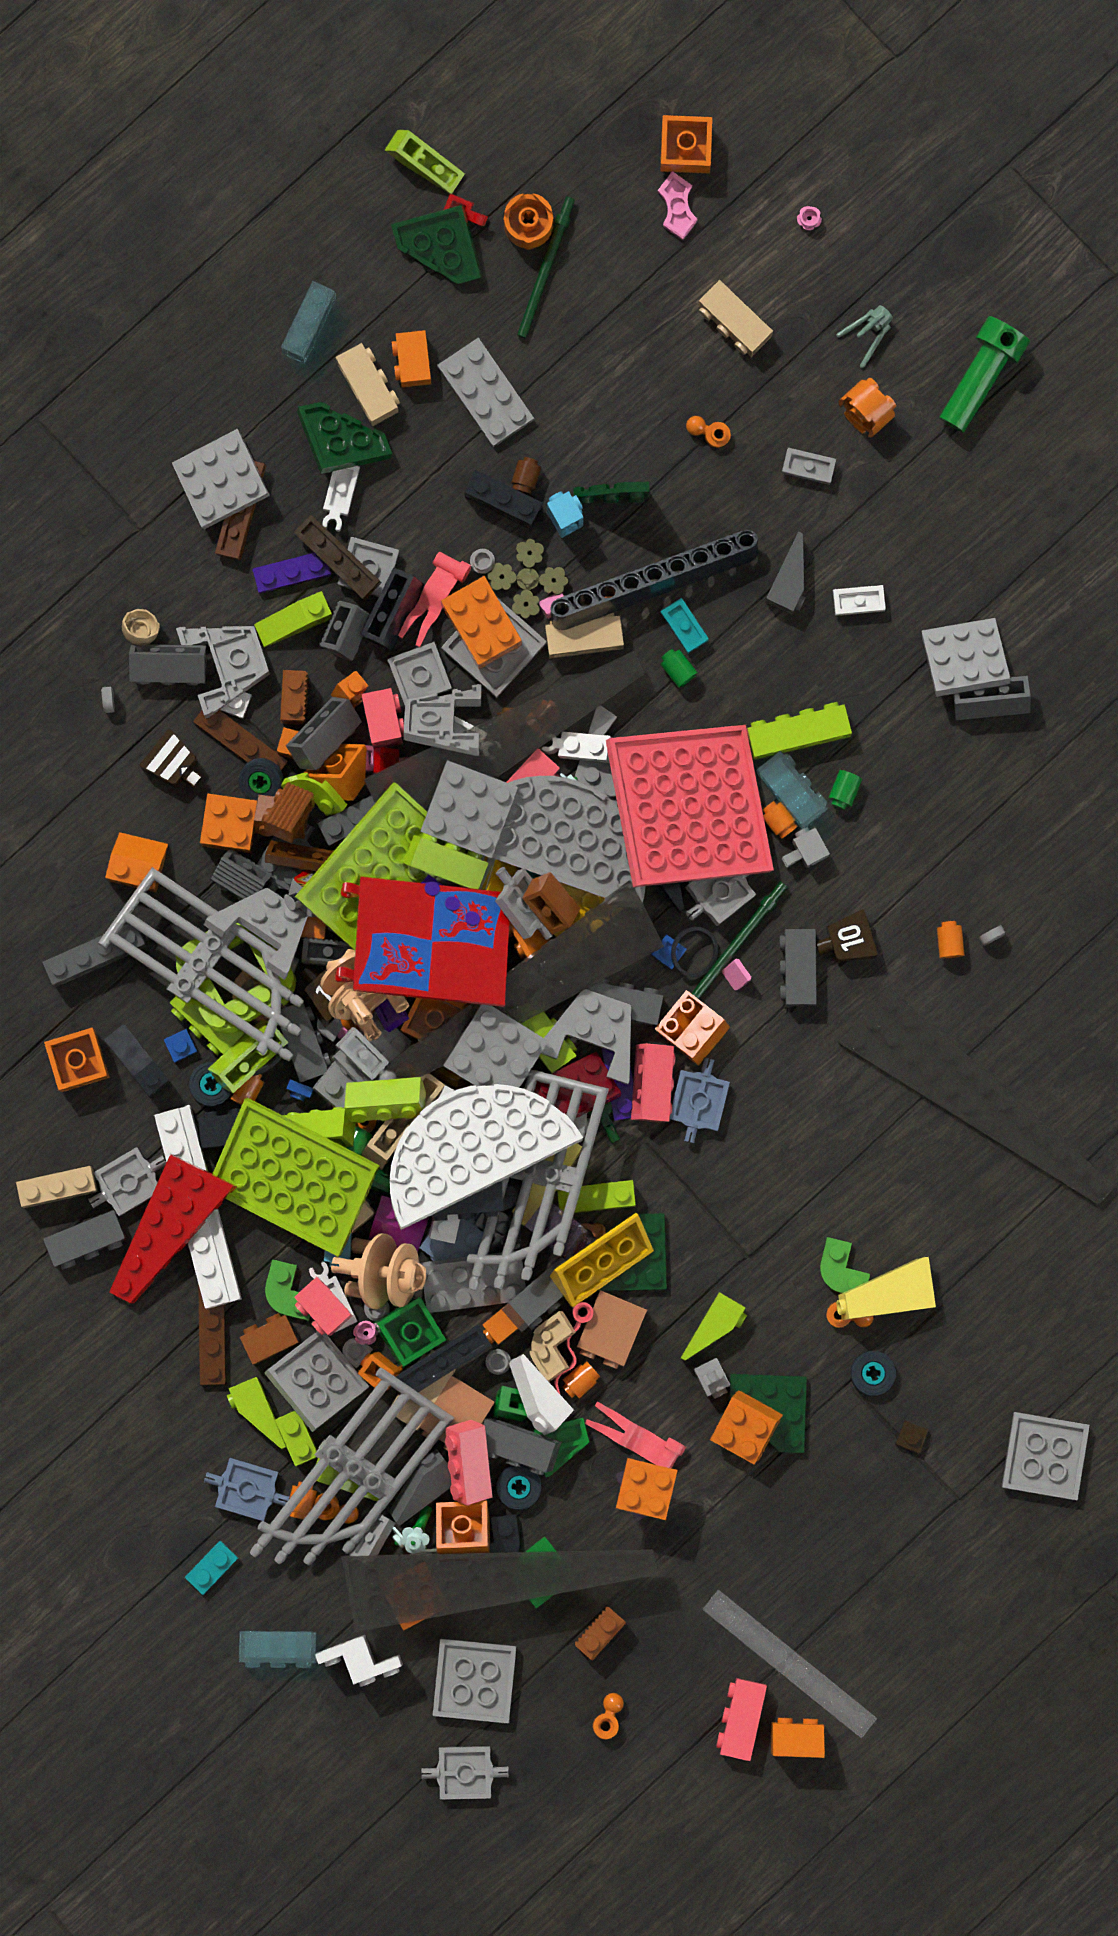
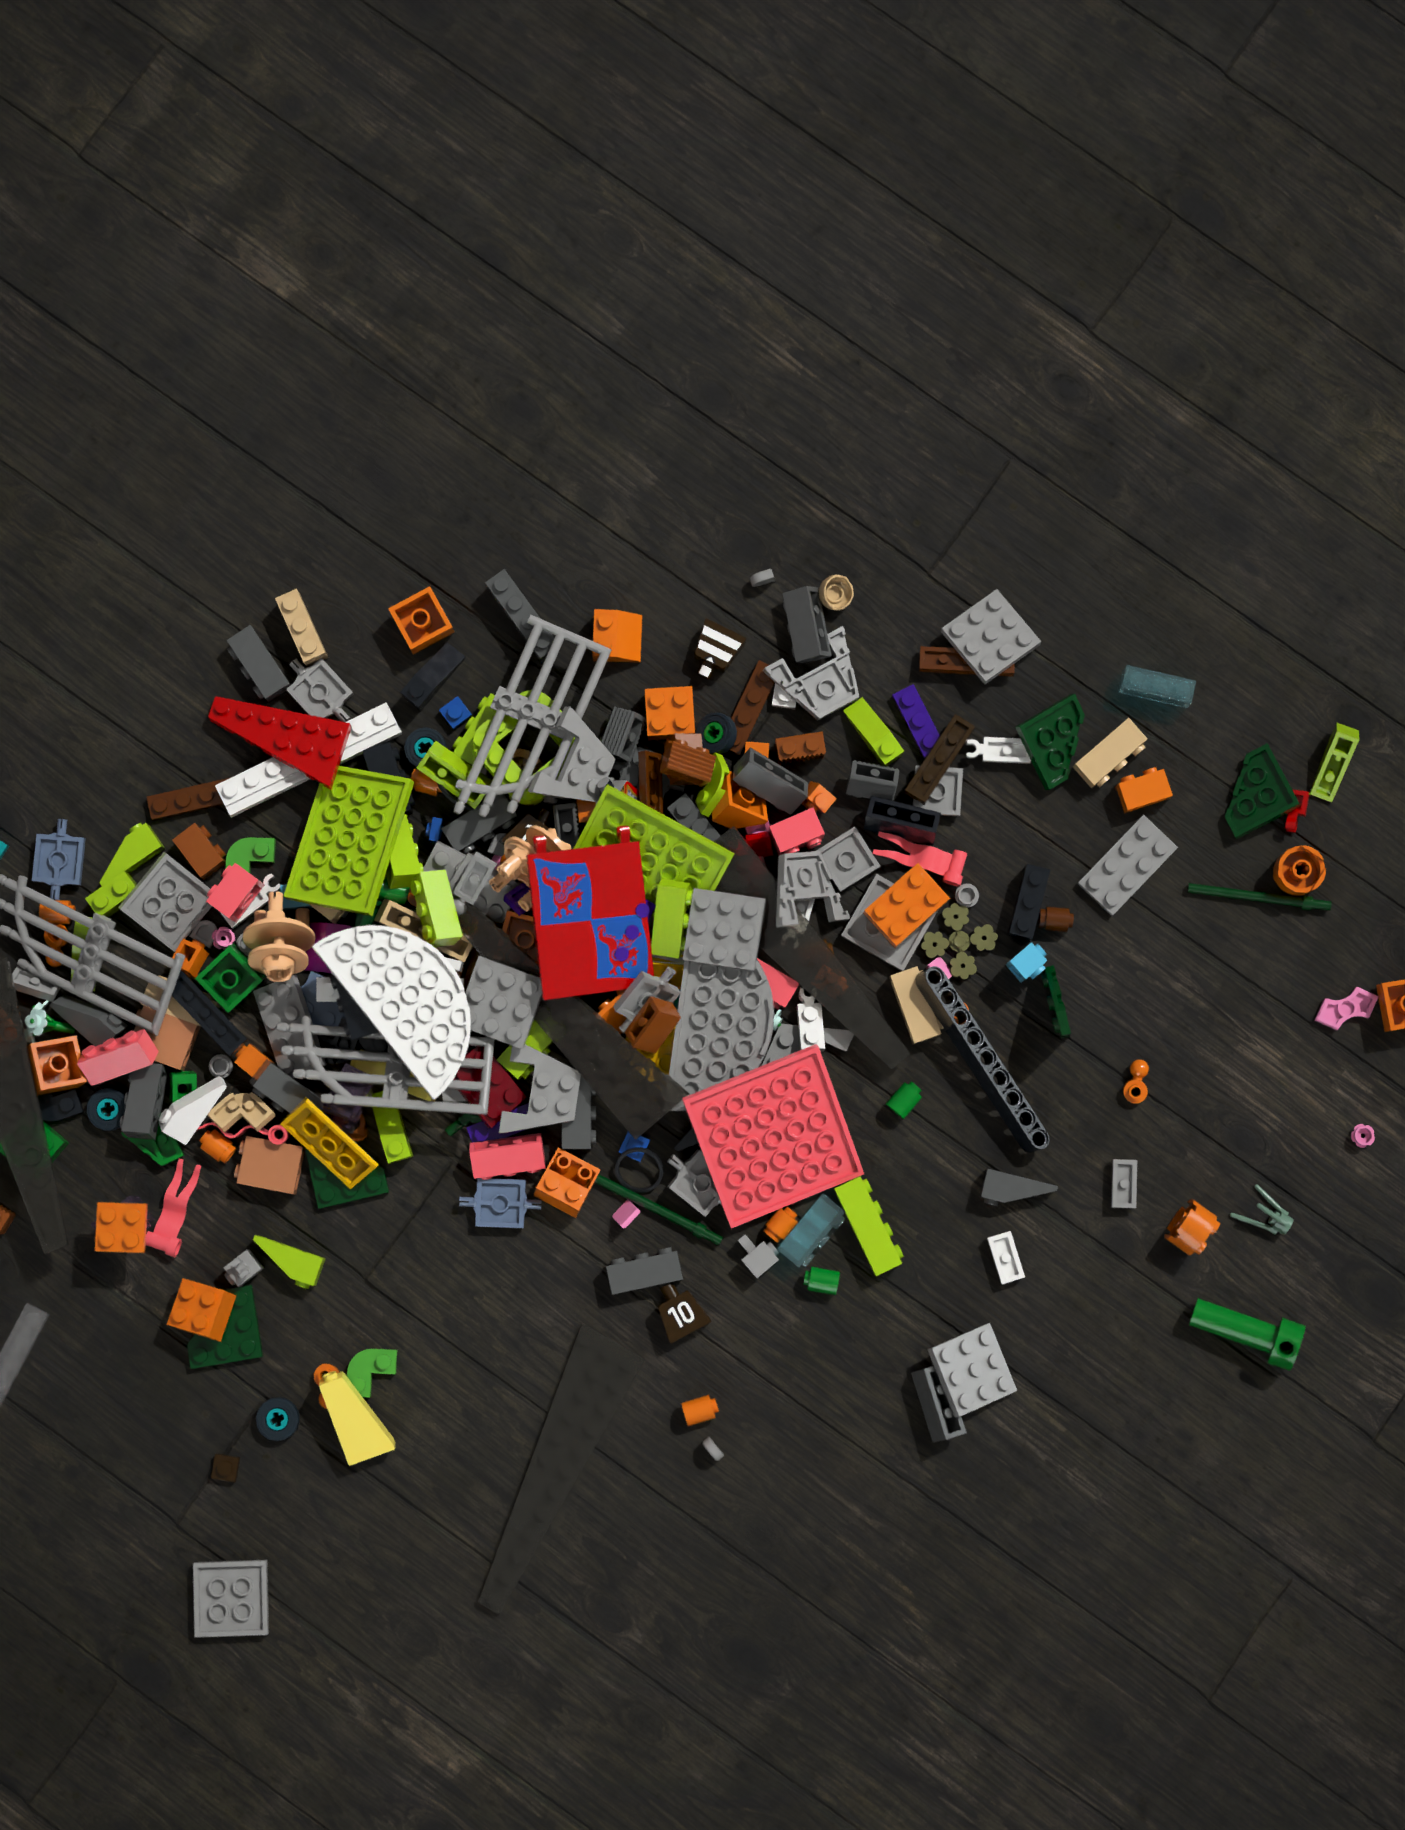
camera: 80 degrees right, 0 degrees up
(684, 626) = (946, 1097): teal plate -> none
(734, 319) = (1249, 1084): tan brick -> none

